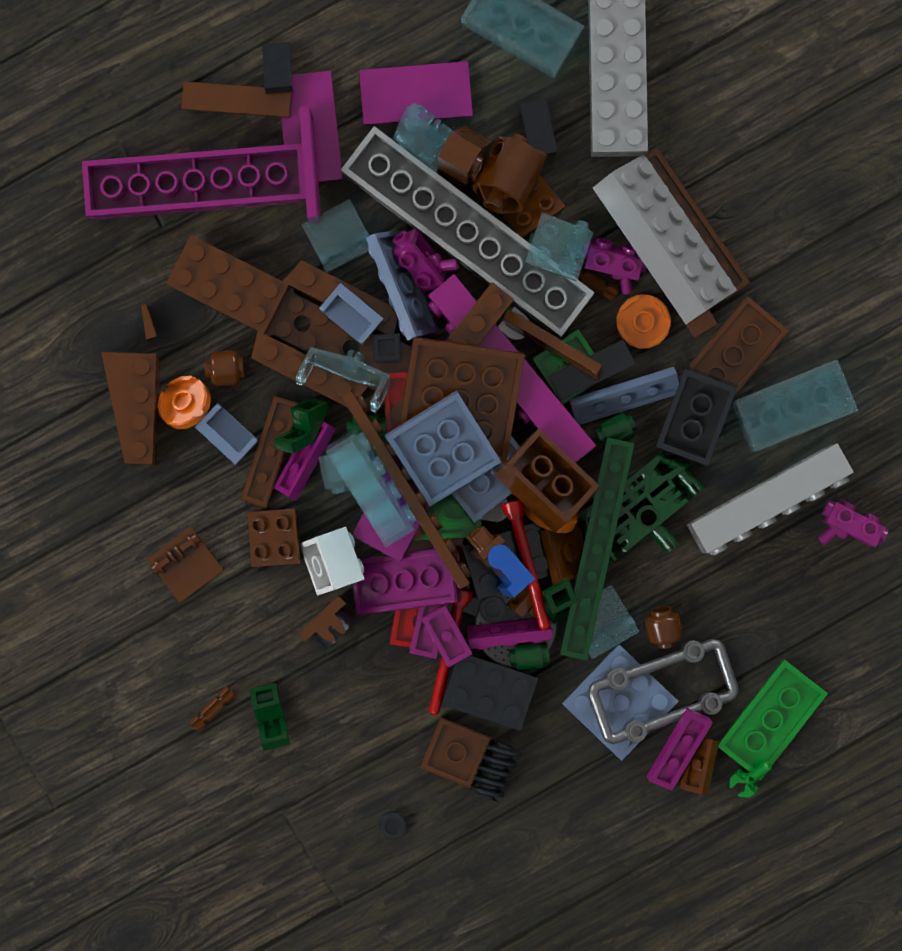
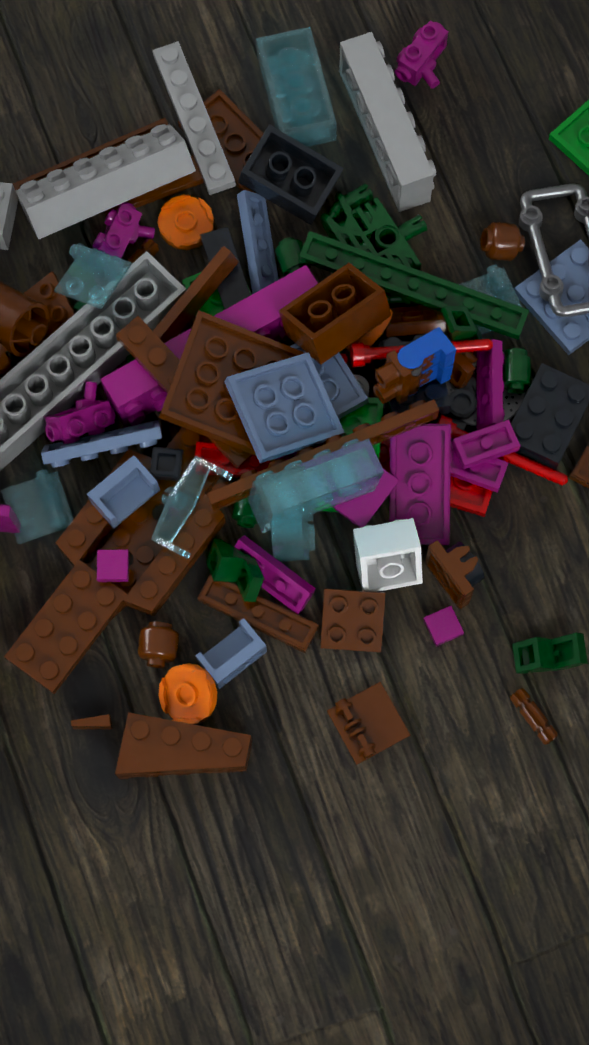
camera: 80 degrees left, 15 degrees down
(282, 619) = (443, 626): none -> magenta tile
(283, 316) = (113, 565): none -> magenta tile
(751, 311) = (194, 118): none -> light grey plate

